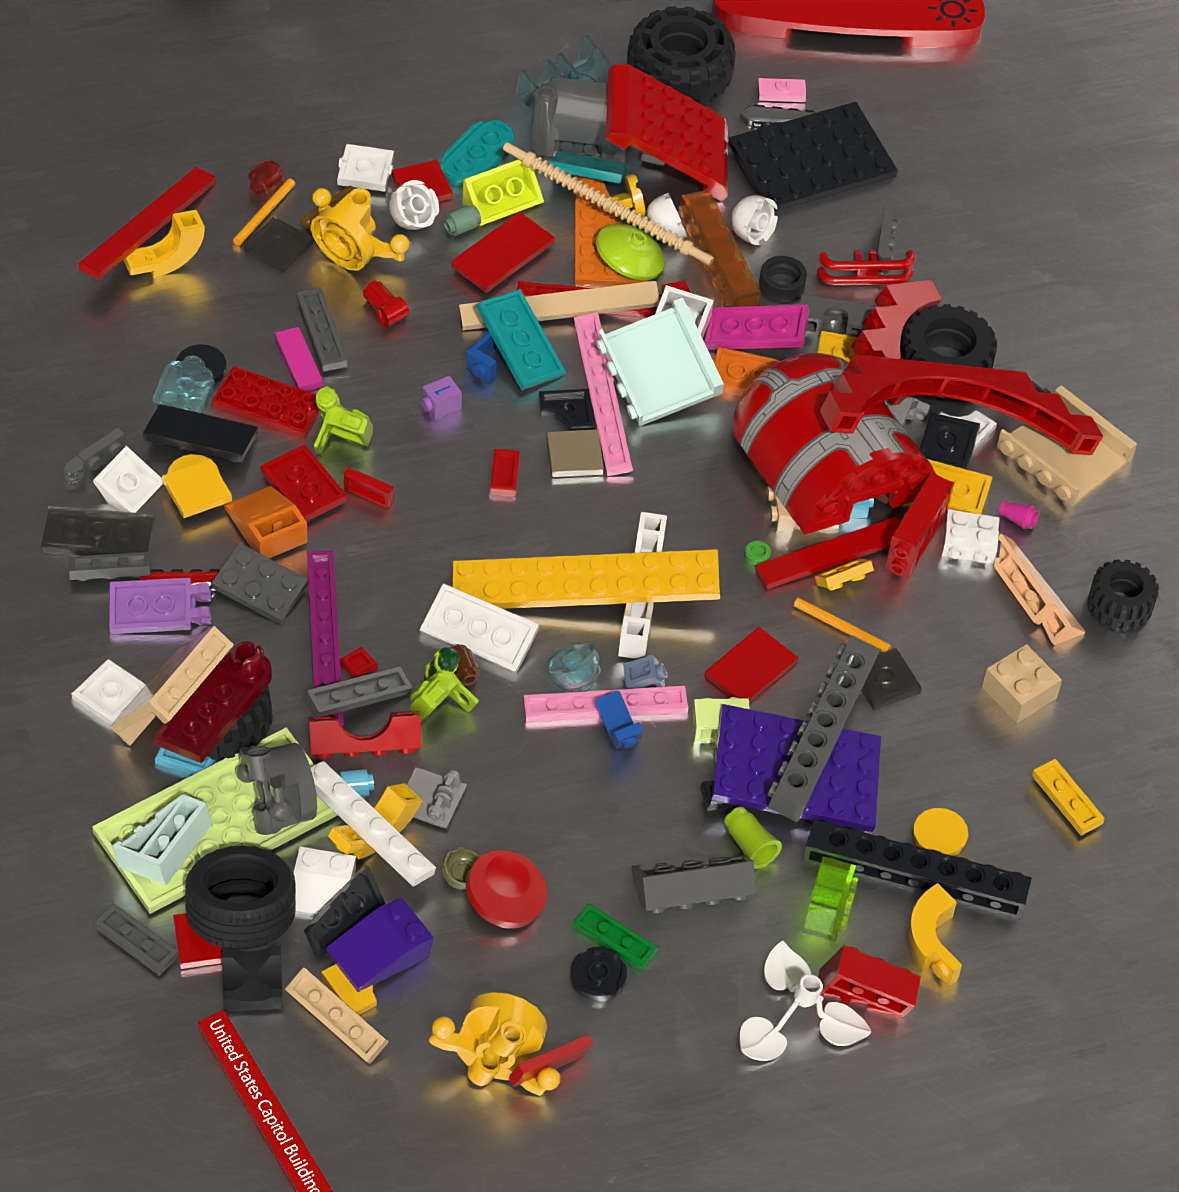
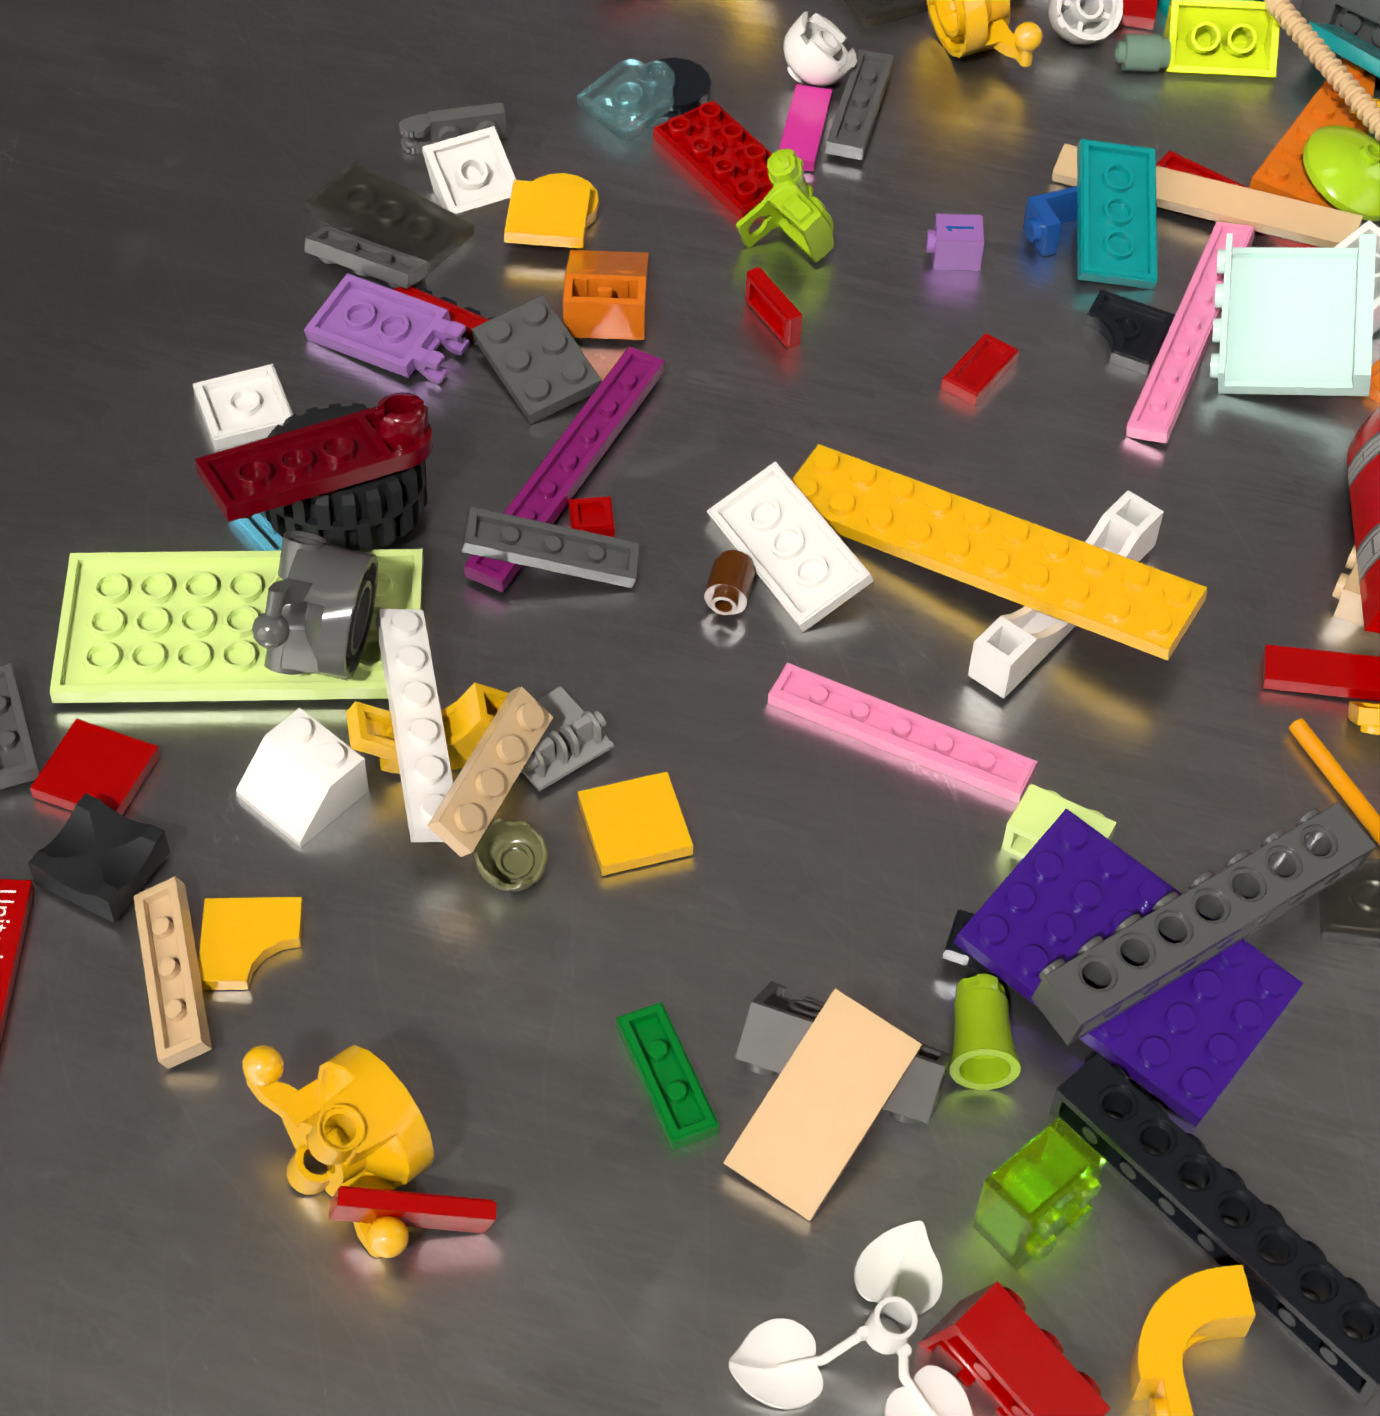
camera: 35 degrees right, 0 degrees up
(166, 841) = (131, 610): light aqua wedge -> none
(172, 684) = (294, 402): tan panel -> none
(200, 433) = (605, 155): black tile -> none
(241, 923) = (152, 775): black tyre -> none
(276, 307) = (816, 51): none -> white cylinder
(304, 482) = (693, 268): red plate -> none
(345, 910) = (300, 836): black wing -> none
(359, 781) = (457, 664): medium azure brick -> none
(381, 945) = (309, 904): dark purple slope -> none
(388, 308) = (967, 111): red piece -> none
(399, 733) = (470, 587): red arch -> none
(429, 828) = (490, 772): none -> tan plate
(440, 683) = (665, 593): lime piece -> none
(502, 252) = (1173, 109): red tile -> none
(506, 889) = (550, 917): red piece -> none
(507, 820) = (635, 823): none -> yellow tile
(575, 453) = (1097, 386): dark tan tile -> none
(576, 668) = (883, 659): clear light blue cylinder -> none
(598, 974) = (600, 1118): black tile -> none
(618, 721) = (895, 761): blue bracket -> none
(644, 673) = (988, 714): sand blue bracket -> none
(706, 909) = (823, 1104): none -> tan tile
(751, 666) = (1162, 783): red tile -> none
(757, 552) = (1281, 629): bright green tile -> none
(940, 831) = (1309, 1185): yellow tile -> none

